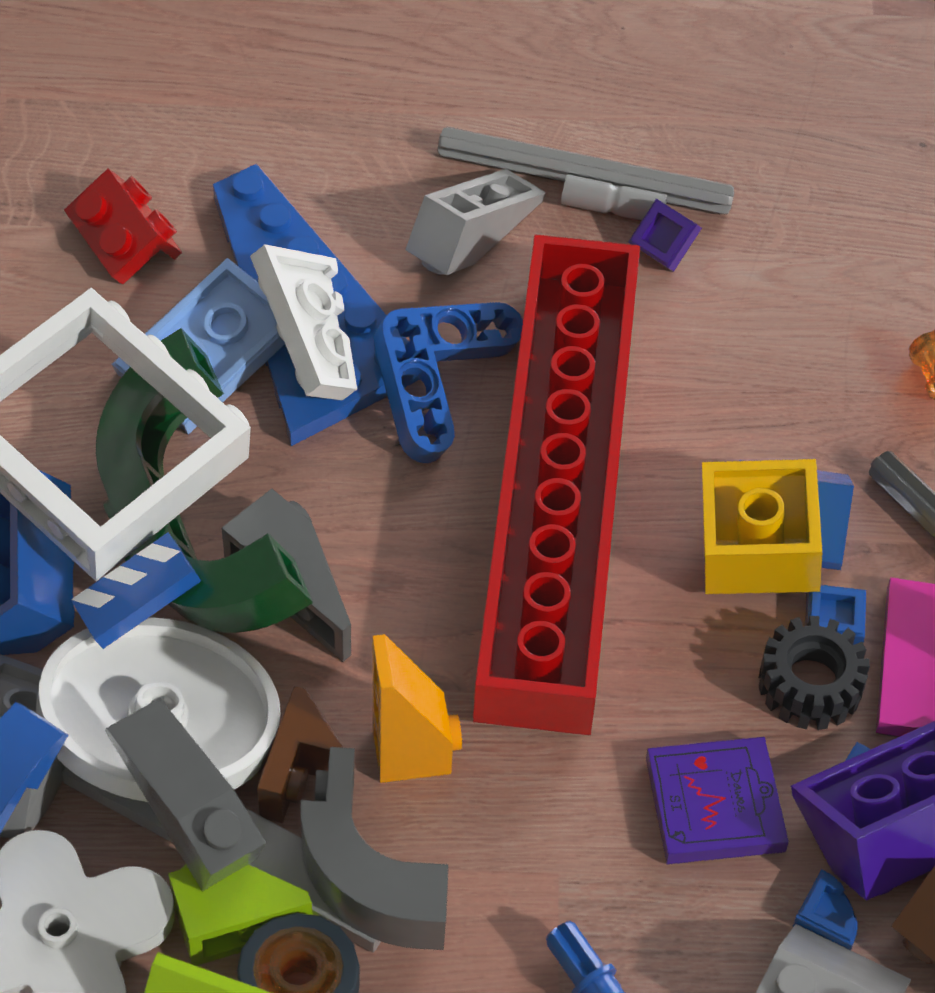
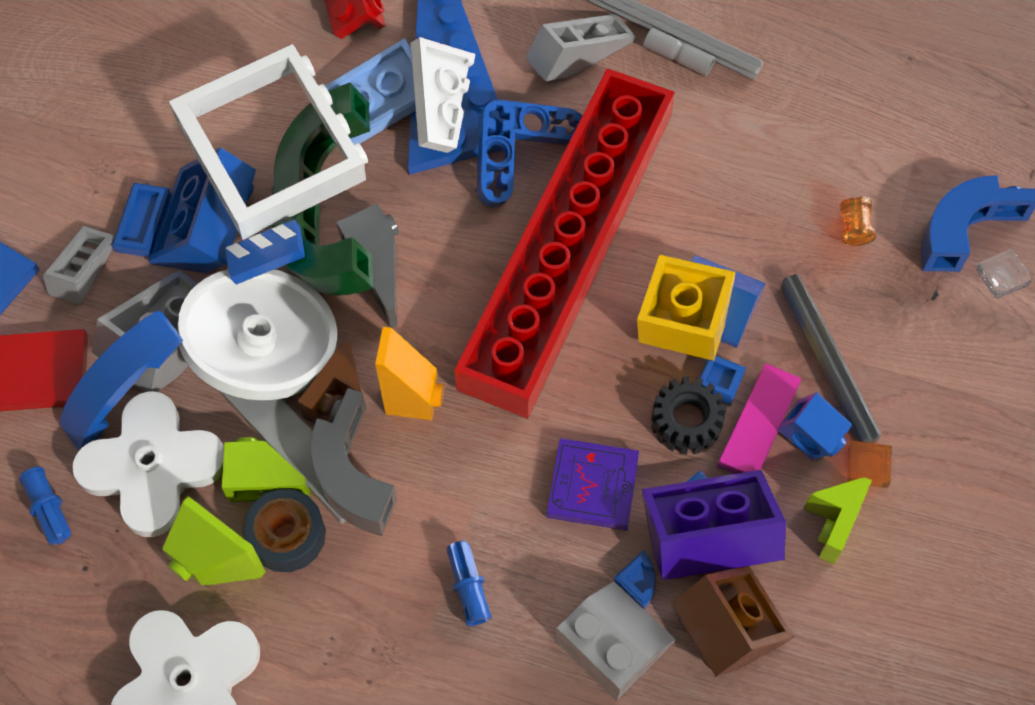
camera: 20 degrees right, 10 degrees up
(187, 794) = (242, 396): dark grey slope -> none
(665, 234) = (703, 85): dark purple tile -> none

